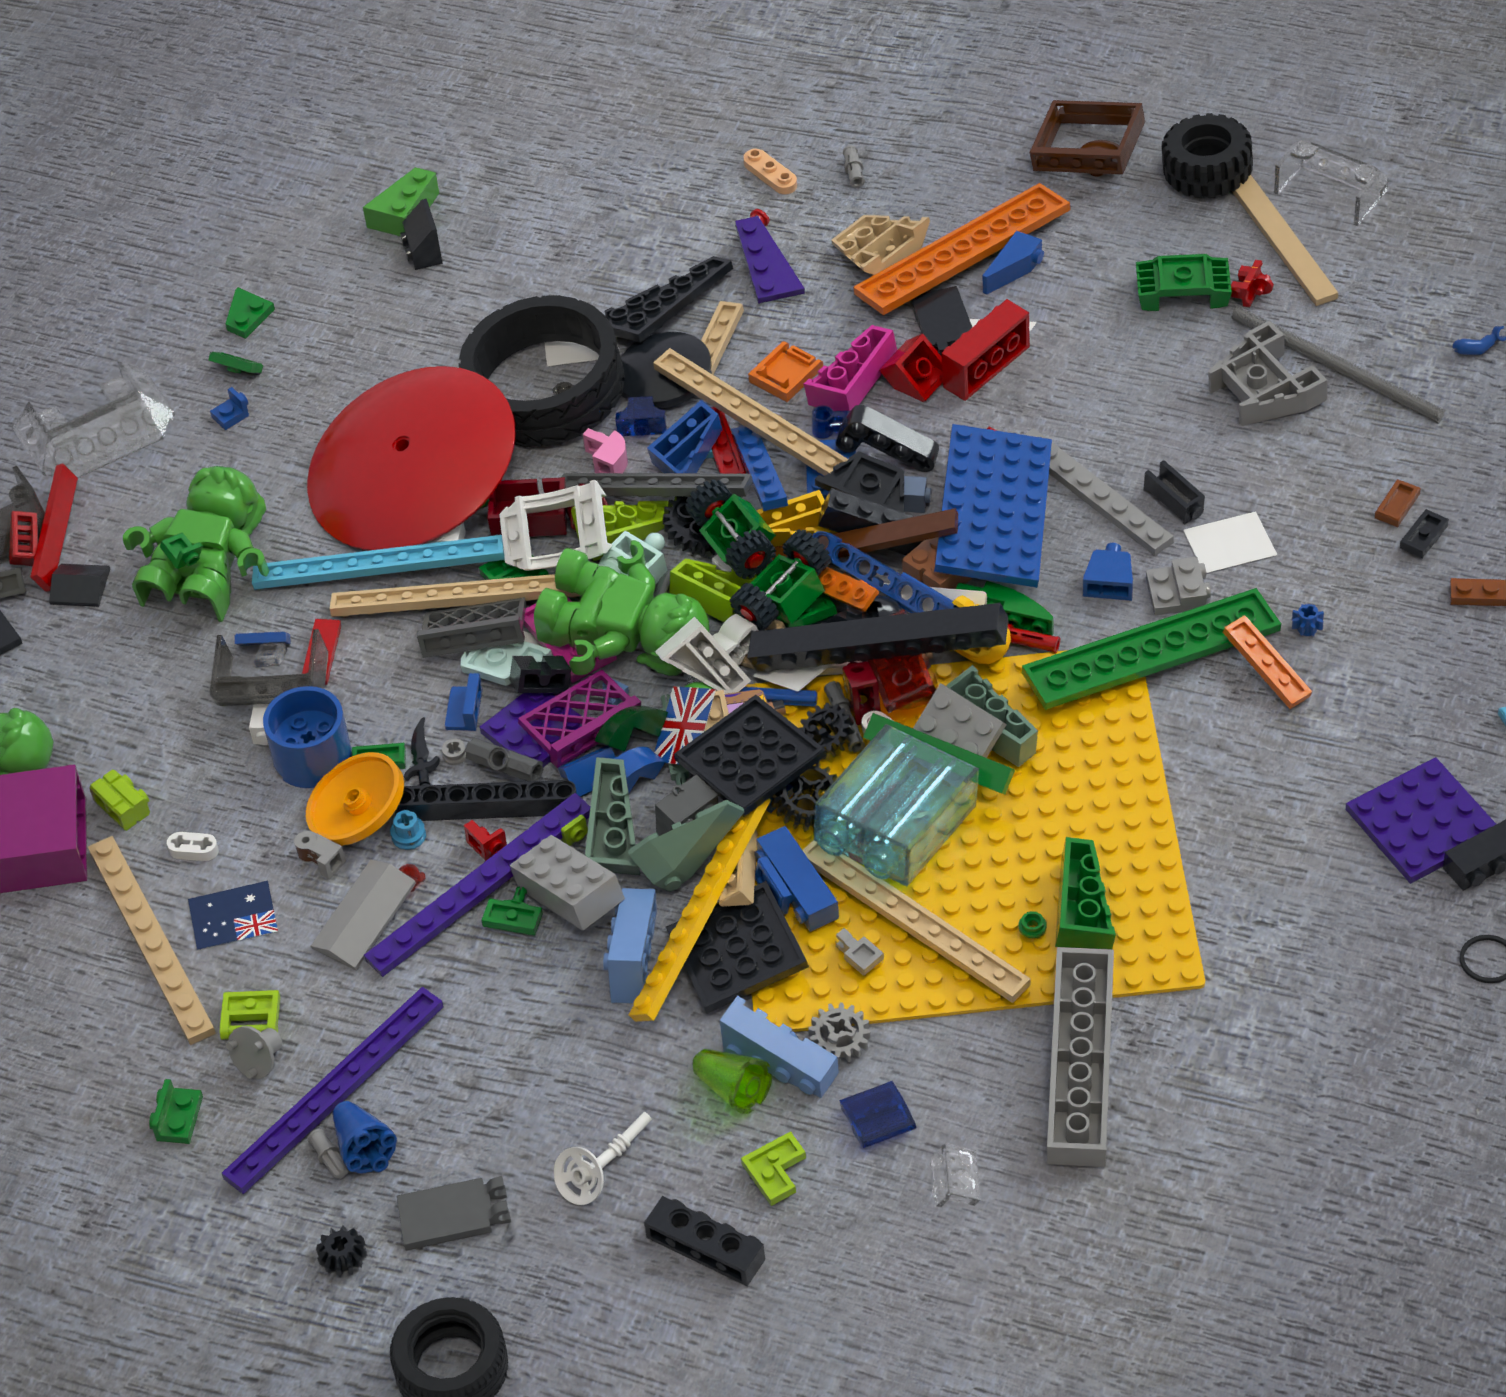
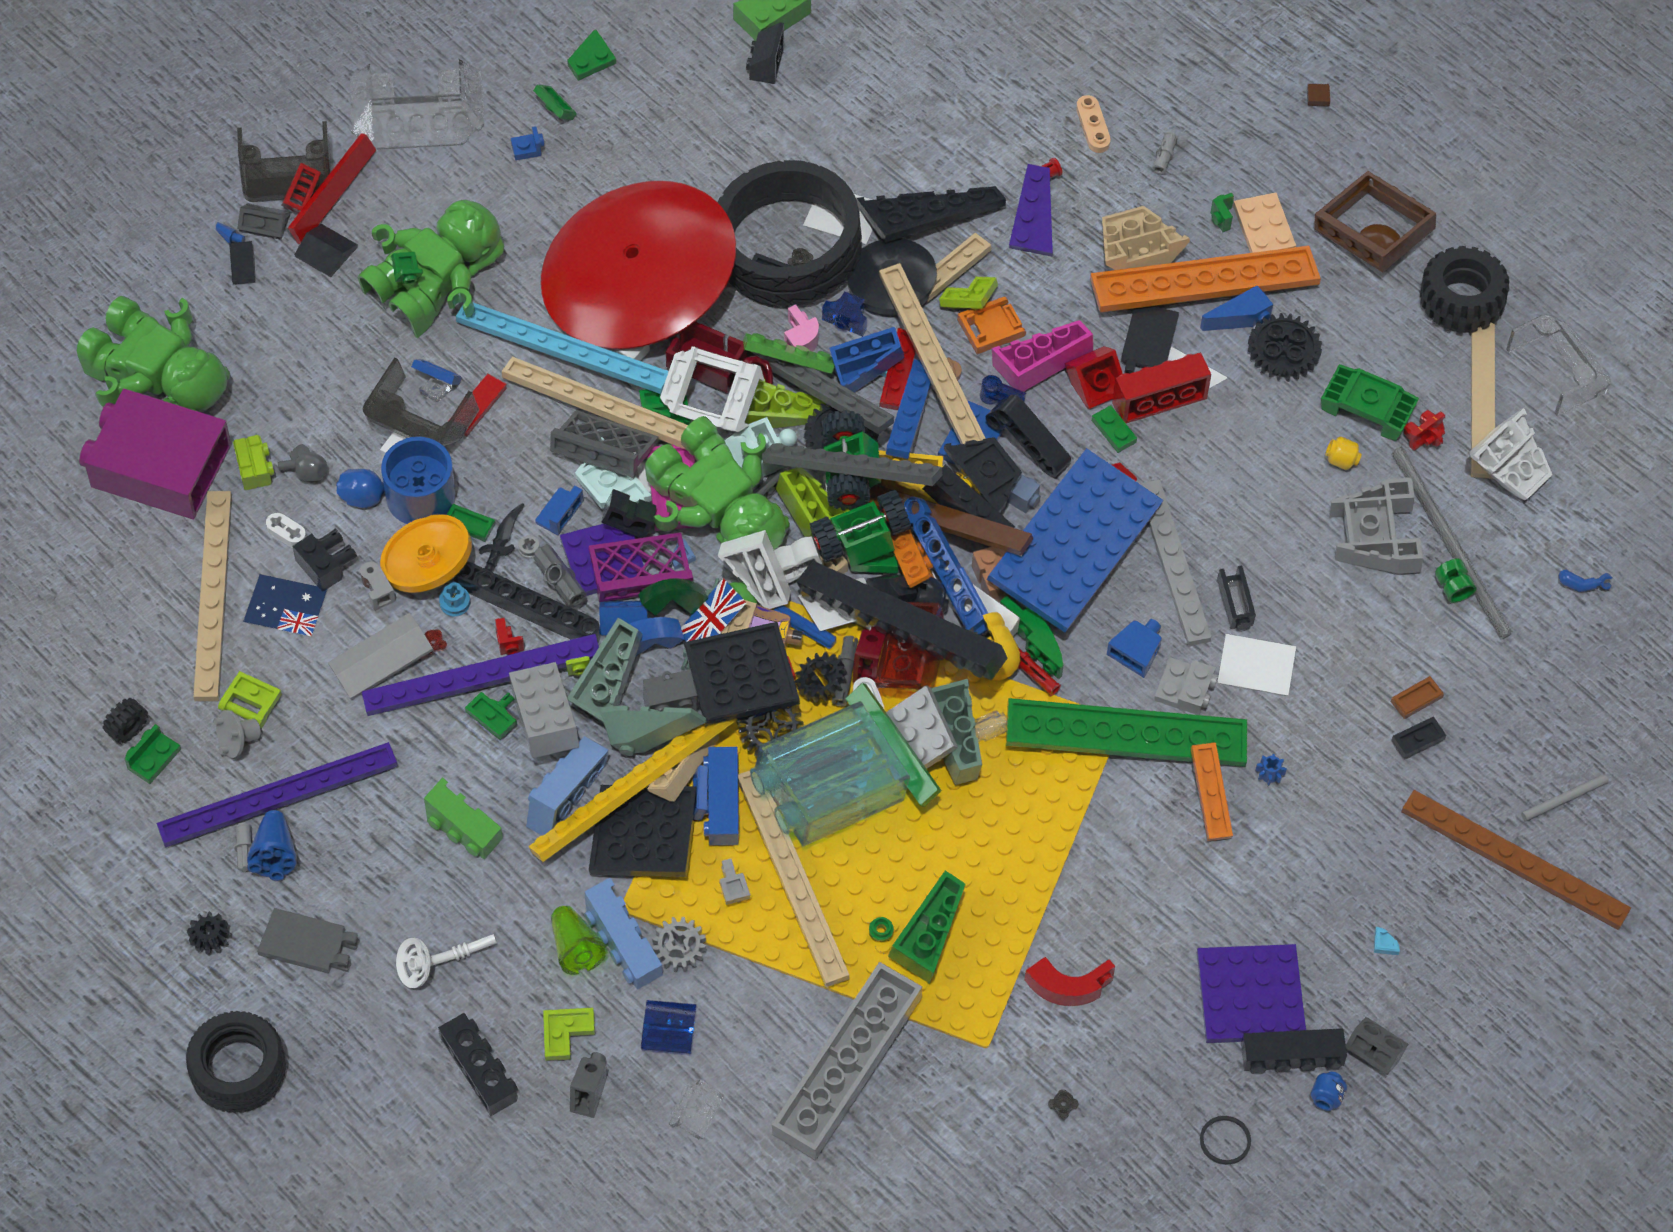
camera: 20 degrees right, 10 degrees up
(130, 1090) = (125, 720): none -> black tyre
(180, 775) = (307, 464): none -> dark grey piece
(247, 858) = (318, 563): none -> black brick
(248, 773) = (360, 488): none -> blue hair
(544, 1024) = (460, 821): none -> bright green wedge
(600, 468) = (780, 350): none -> bright green plate
(751, 520) = (852, 464): none -> dark grey plate
(756, 350) = (972, 297): none -> lime plate
(830, 1192) = (588, 1085): none -> dark grey torso
(939, 190) = (1220, 211): none -> green bracket
(961, 406) = (1114, 429): none -> green plate
(962, 65) = (1318, 94): none -> reddish brown tile
(983, 184) = (1263, 223): none -> light nougat plate
(1021, 696) = (990, 725): none -> clear brick
(1074, 272) = (1284, 346): none -> black gear
(1188, 333) = (1343, 453): none -> yellow head
(1244, 897) = (1068, 990): none -> red arch
(1313, 992) = (1067, 1098): none -> clear smoke plate
(1345, 271) = (1513, 457): none -> white wedge
(1366, 390) = (1456, 582): none -> green wheel

